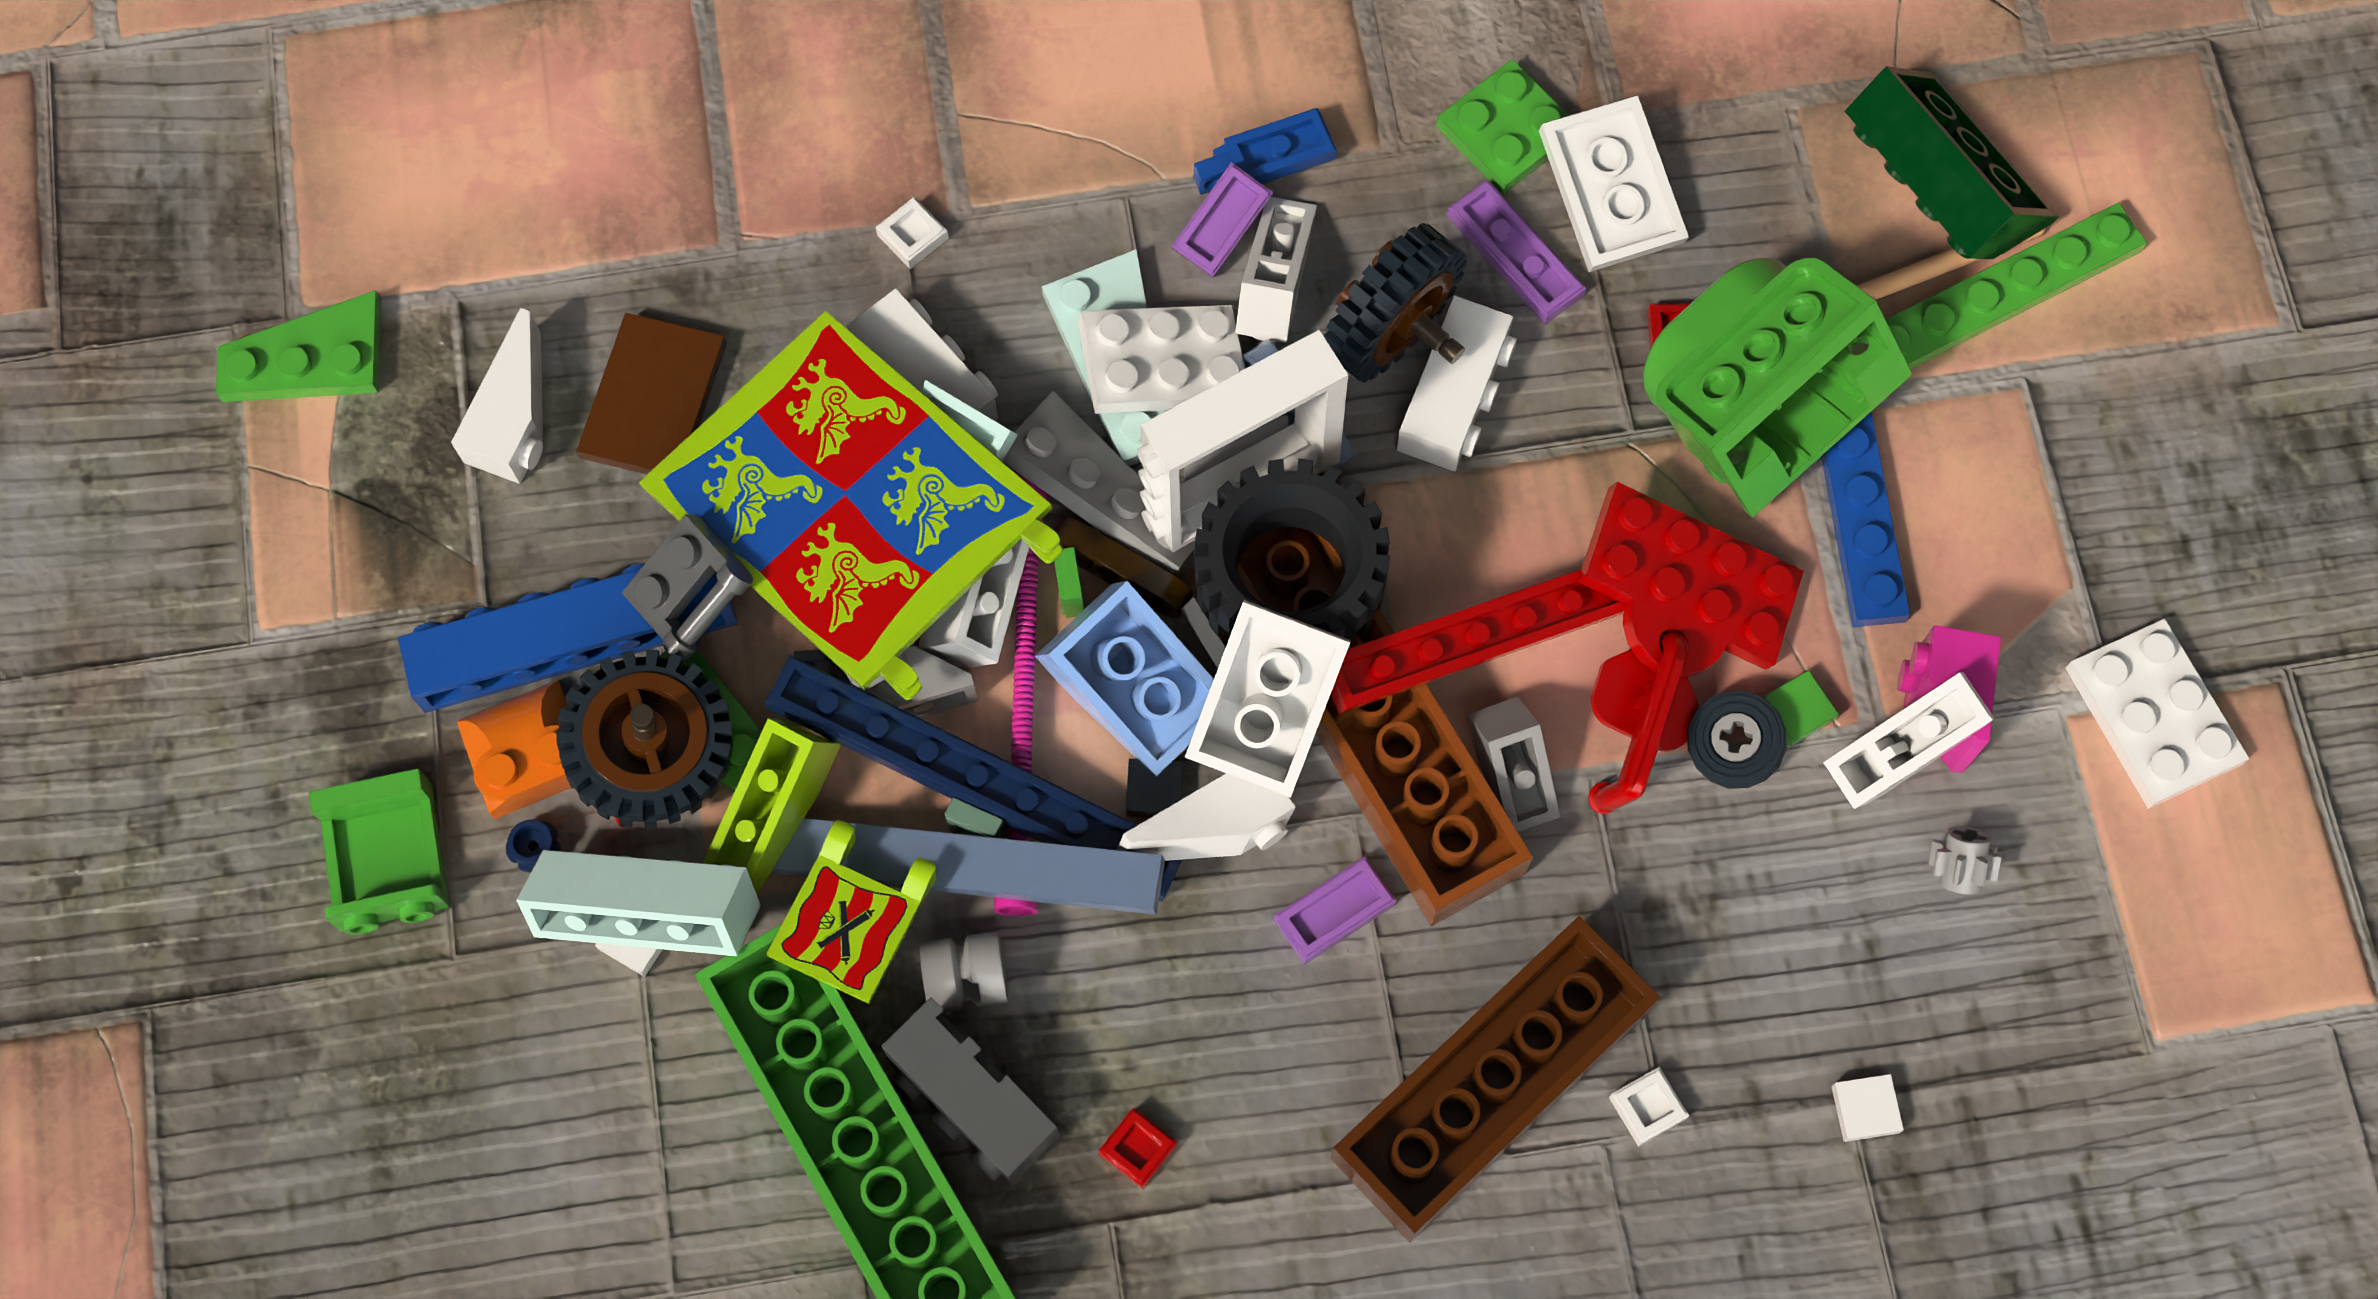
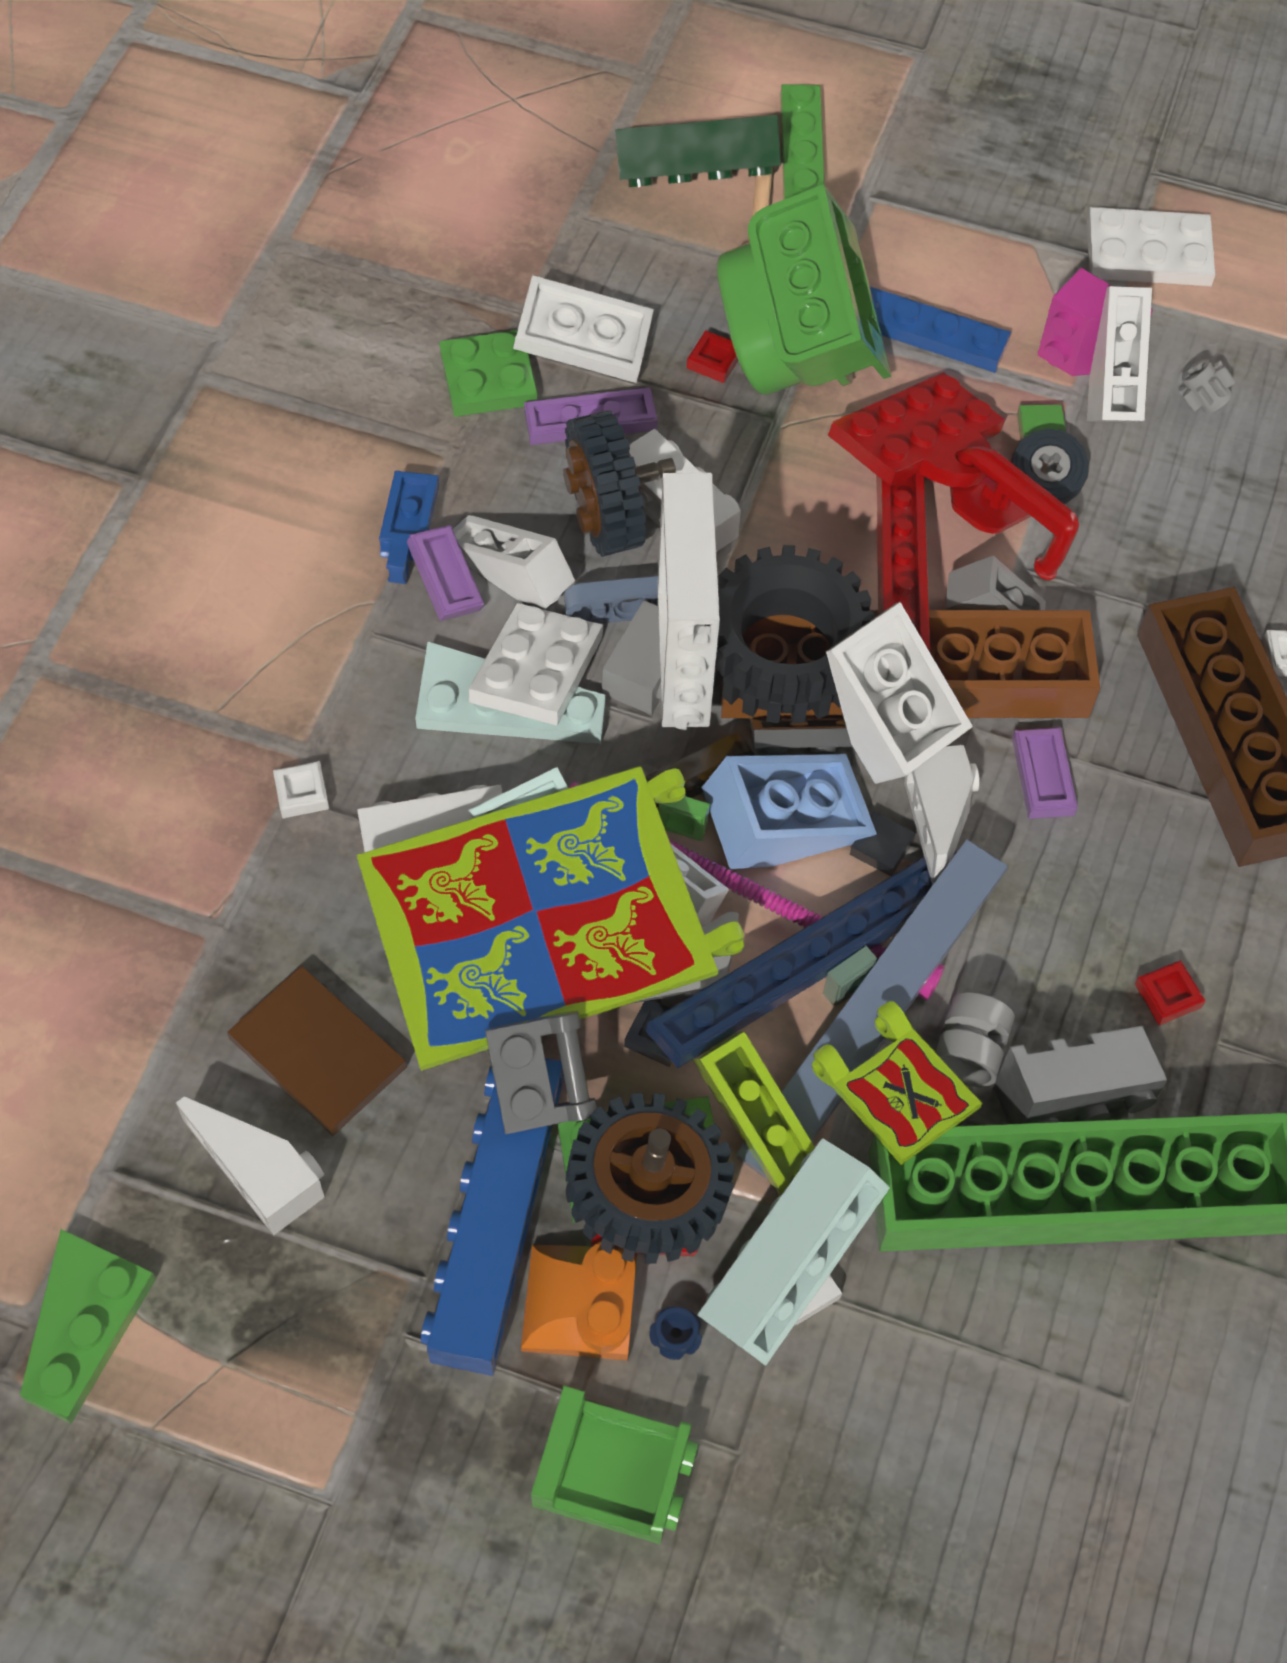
camera: 65 degrees left, 10 degrees down
(1089, 478) = (614, 751): light grey wing -> none

